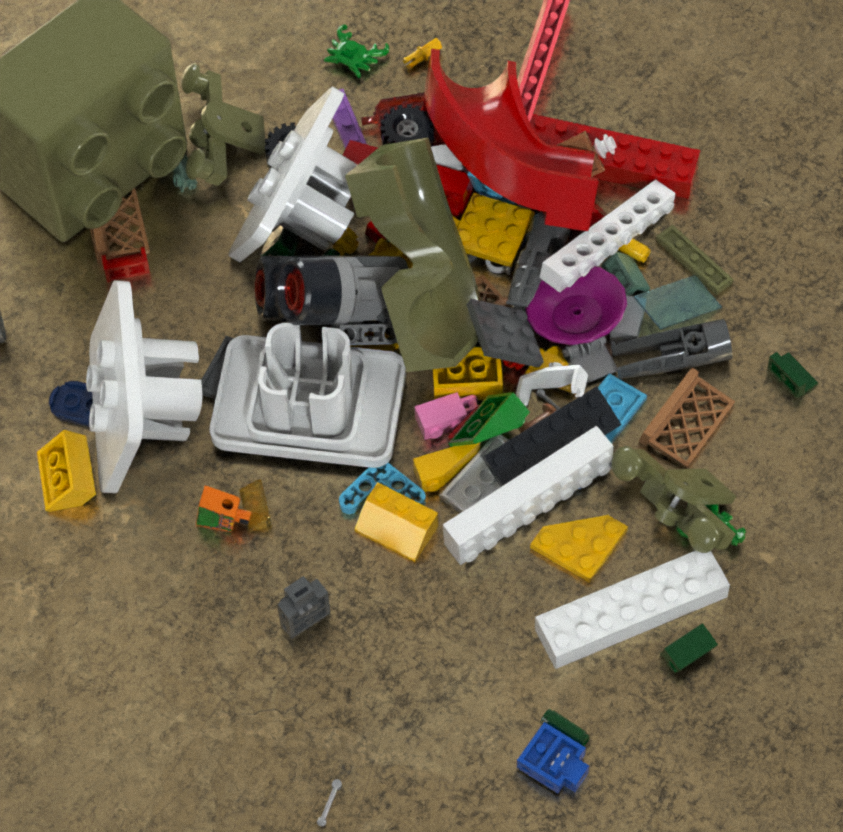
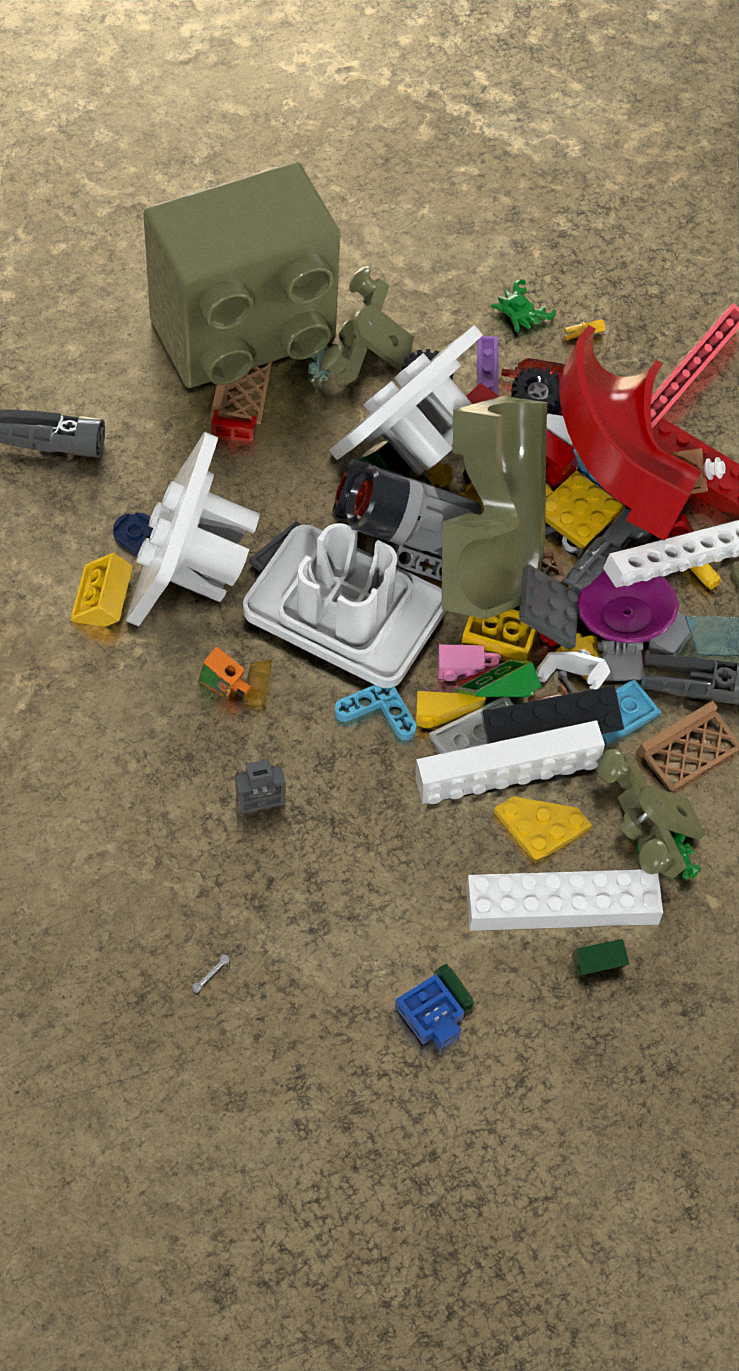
camera: 15 degrees right, 0 degrees up
(397, 522) = (379, 743): yellow slope -> none
(626, 272) = (689, 593): sand green panel -> none

